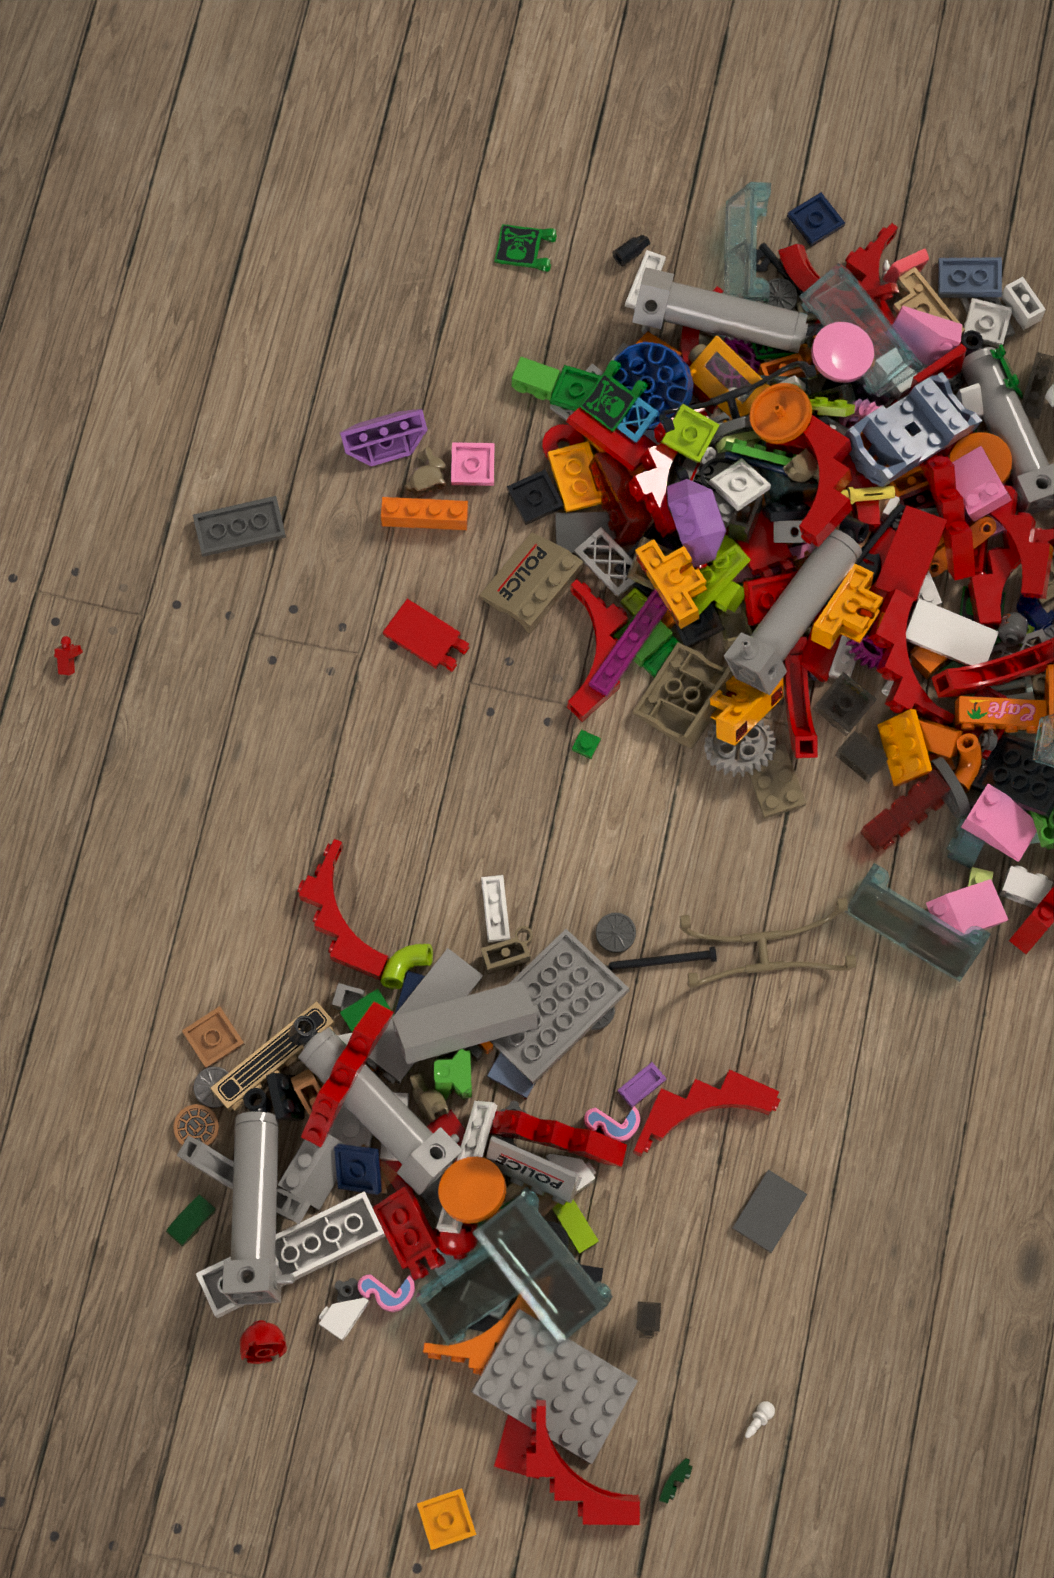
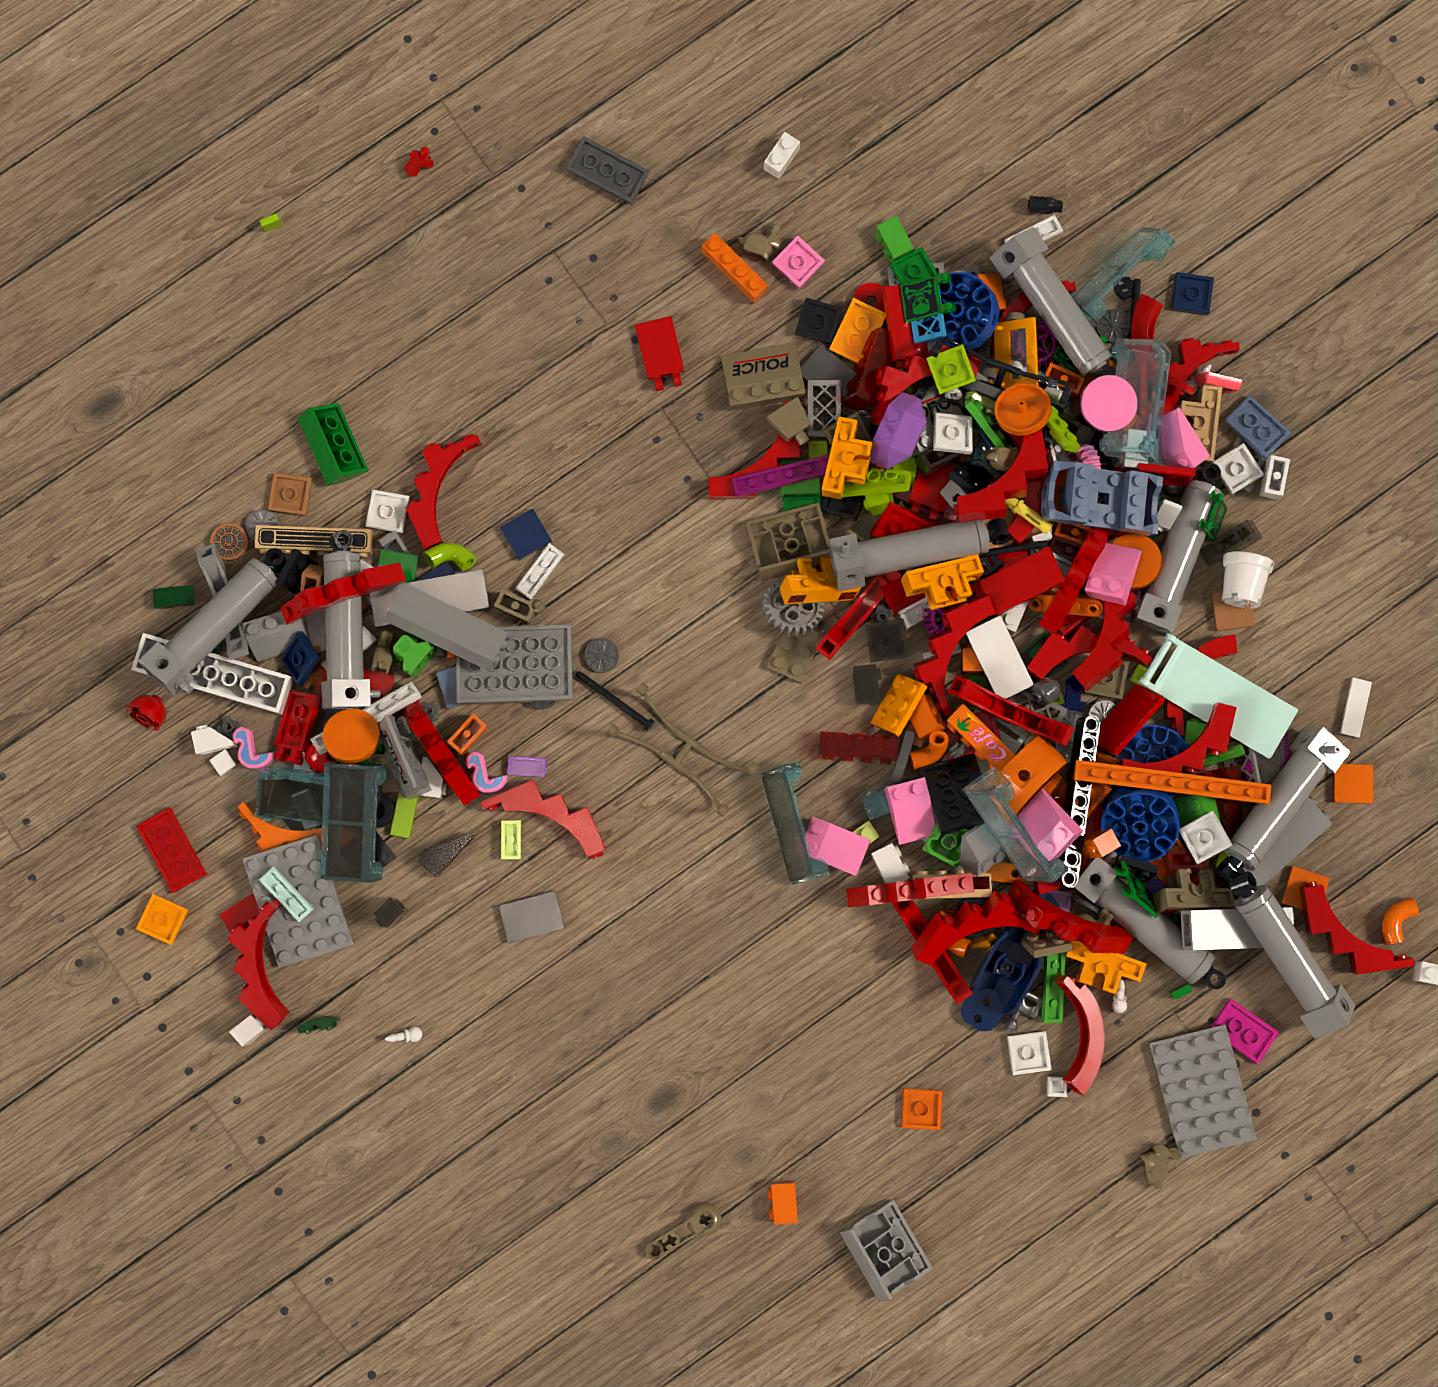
camera: 45 degrees right, 10 degrees up
(211, 960) = (332, 443): none -> green slope
(314, 975) = (387, 511): none -> white tile
(370, 1327) = (223, 762): none -> white tile
(377, 390) = (781, 155): none -> white brick
(385, 437) = (755, 192): medium lavender wedge -> none
(396, 1449) = (171, 850): none -> red tile
(454, 888) = (526, 534): none -> dark blue tile
(521, 246) = (972, 137): flag -> none
(541, 1387) = (286, 894): none -> light aqua tile
(567, 1100) = (468, 734): none -> orange brick
(586, 744) = (697, 516): green plate -> none
(595, 593) = (791, 422): none -> dark tan torso
(619, 1542) = (248, 1030): none -> white slope
(642, 1229) = (440, 856): none -> clear smoke slope
(689, 1160) = (511, 839): none -> yellowish green plate
(813, 685) = (881, 609): none -> dark grey plate

